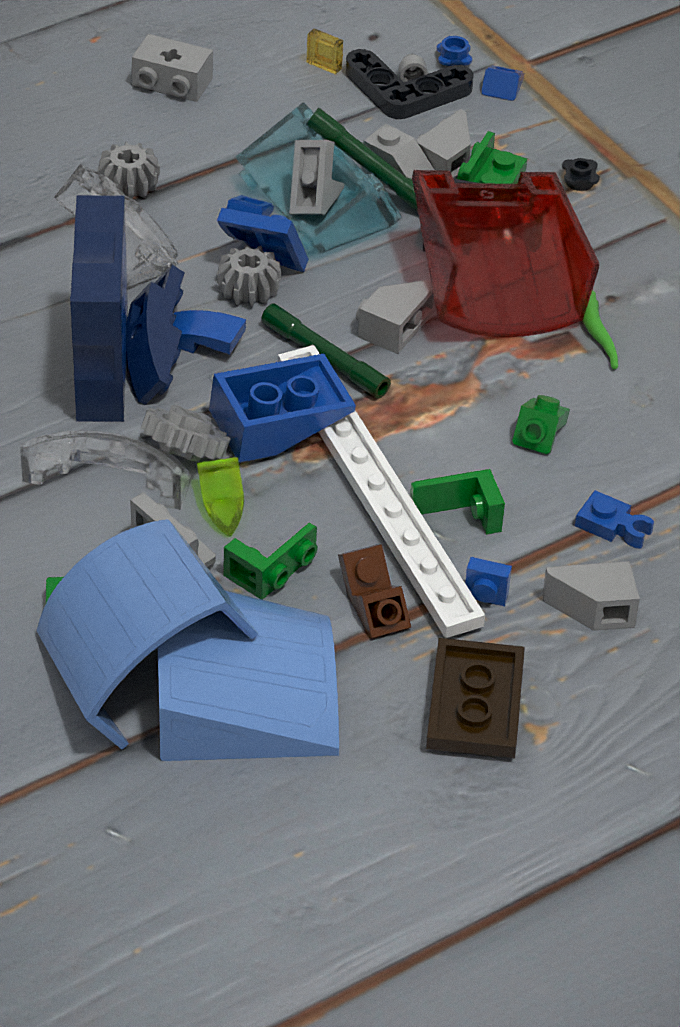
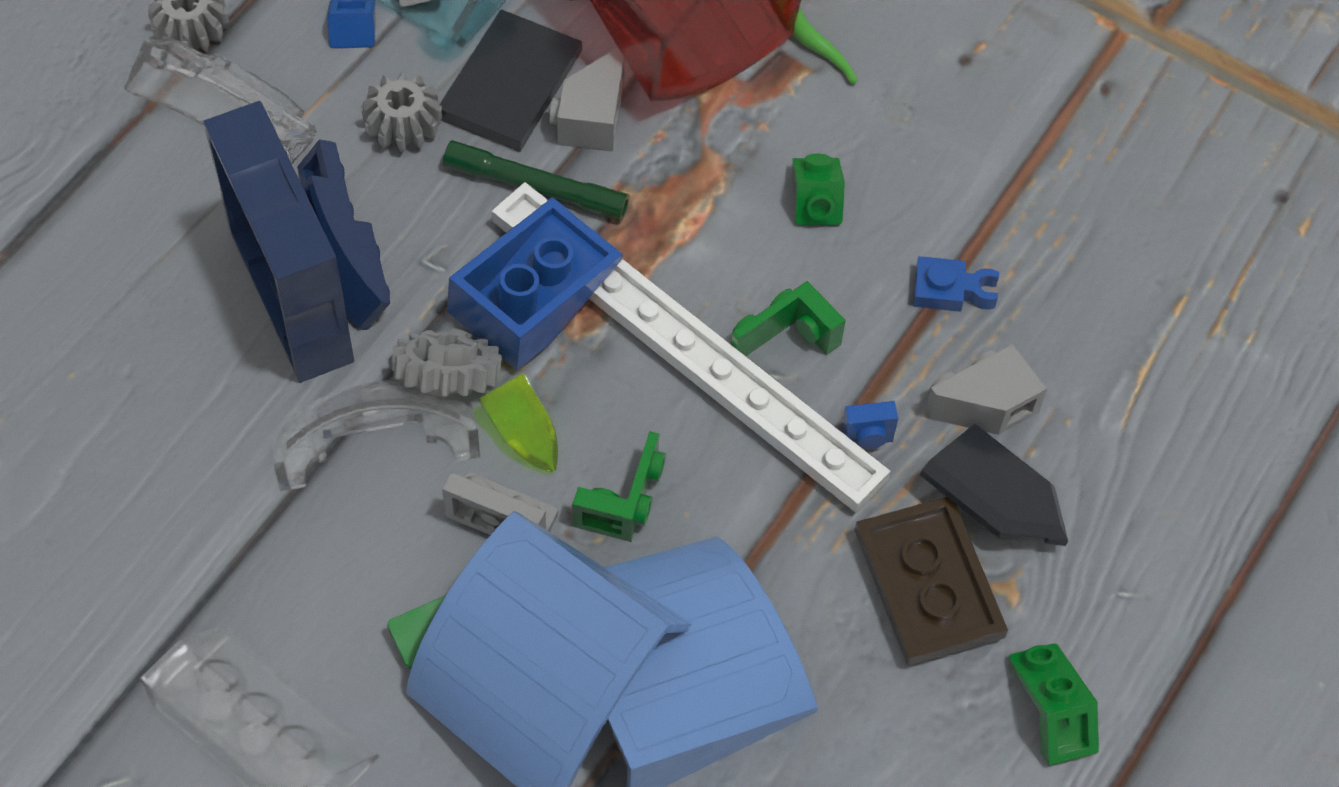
camera: 25 degrees left, 15 degrees up
(209, 329) = (394, 204): blue slope -> none
(273, 233) = (413, 56): blue plate -> none
(337, 283) = (510, 79): none -> black tile
(370, 591) = (758, 494): reddish brown slope -> none
(528, 812) = (1064, 703): none -> green bracket
(564, 654) = (997, 488): none -> black tile

